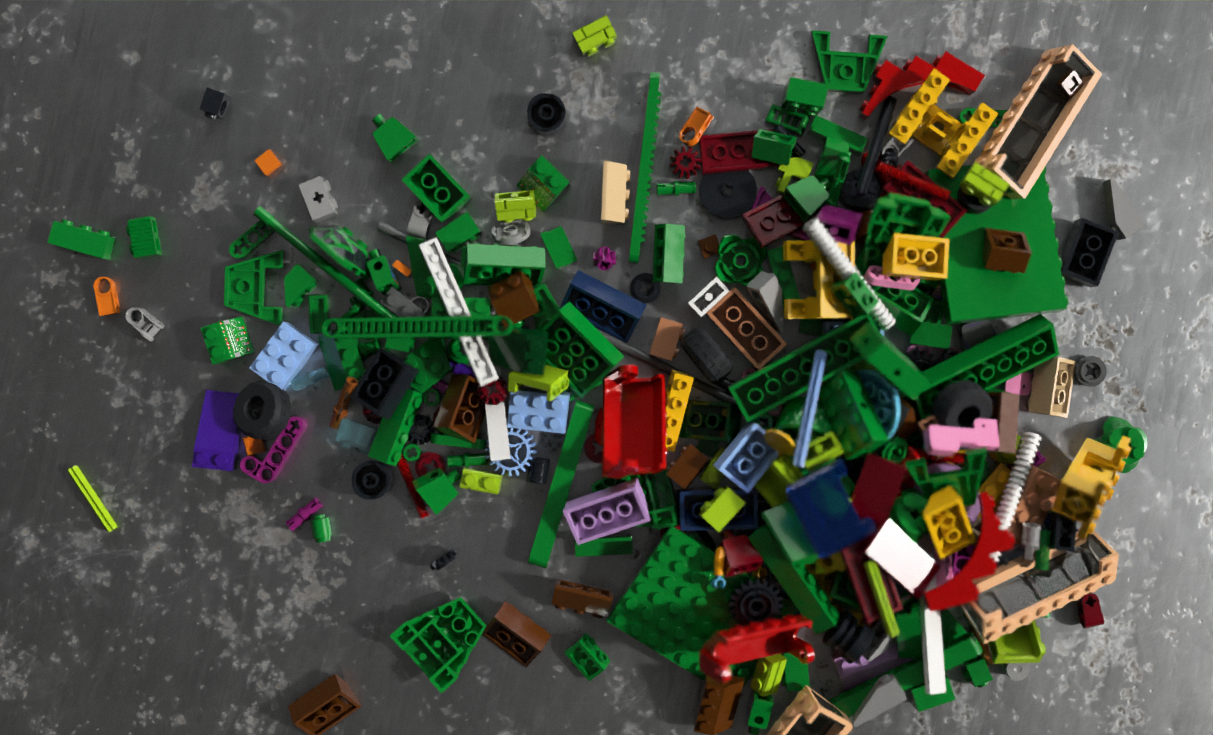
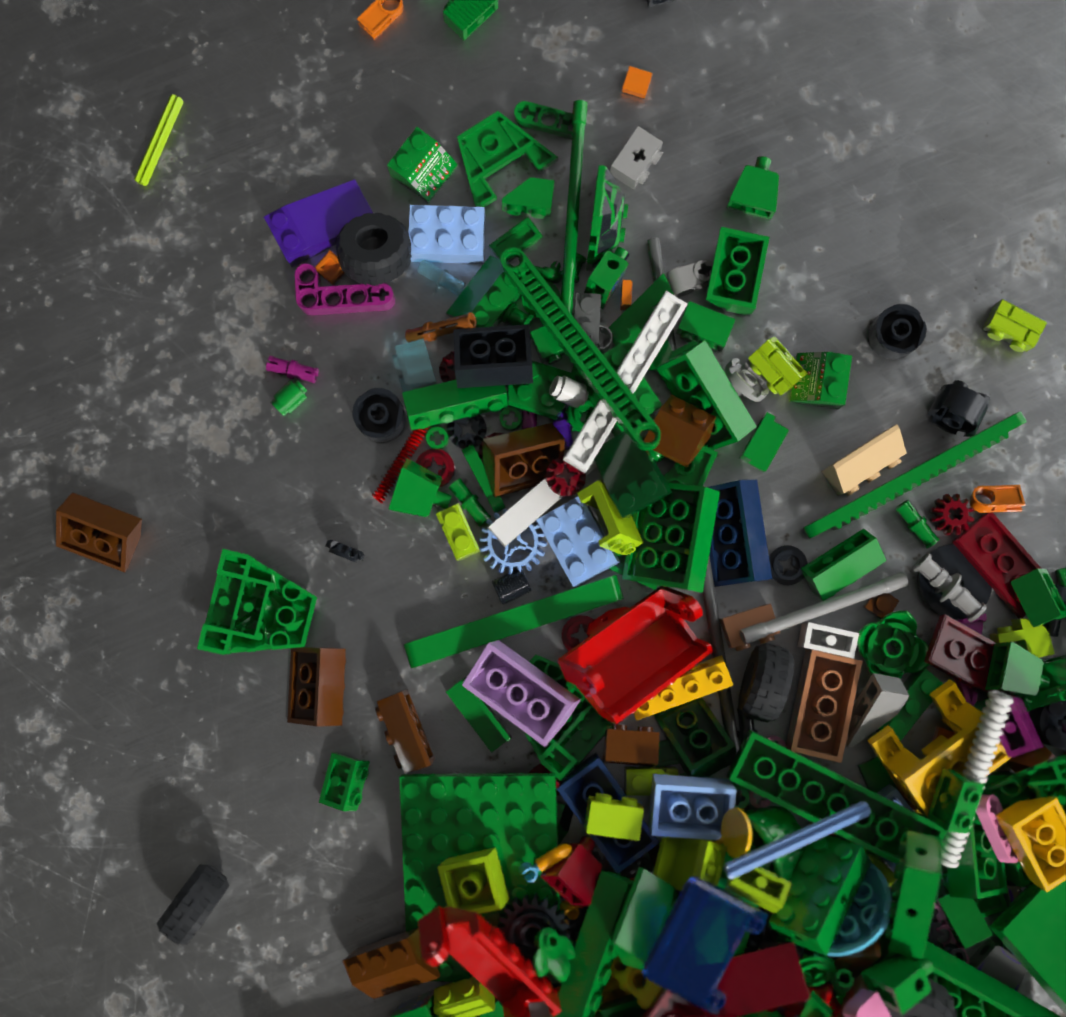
camera: 55 degrees right, 5 degrees down
(146, 325) = (381, 72): light grey piece -> none
(440, 350) = (569, 391): none -> white brick
(604, 258) = (788, 498): magenta gear -> none
(622, 111) = (959, 408): none -> black brick
(673, 334) = (762, 630): none -> light grey piece
(700, 619) = (474, 881): none -> lime brick
(728, 198) = (950, 587): none -> light grey piece
(776, 603) = (552, 954): none -> green plate
(909, 436) = (845, 976): none -> green pin
(934, 406) = (899, 981): none -> green torso

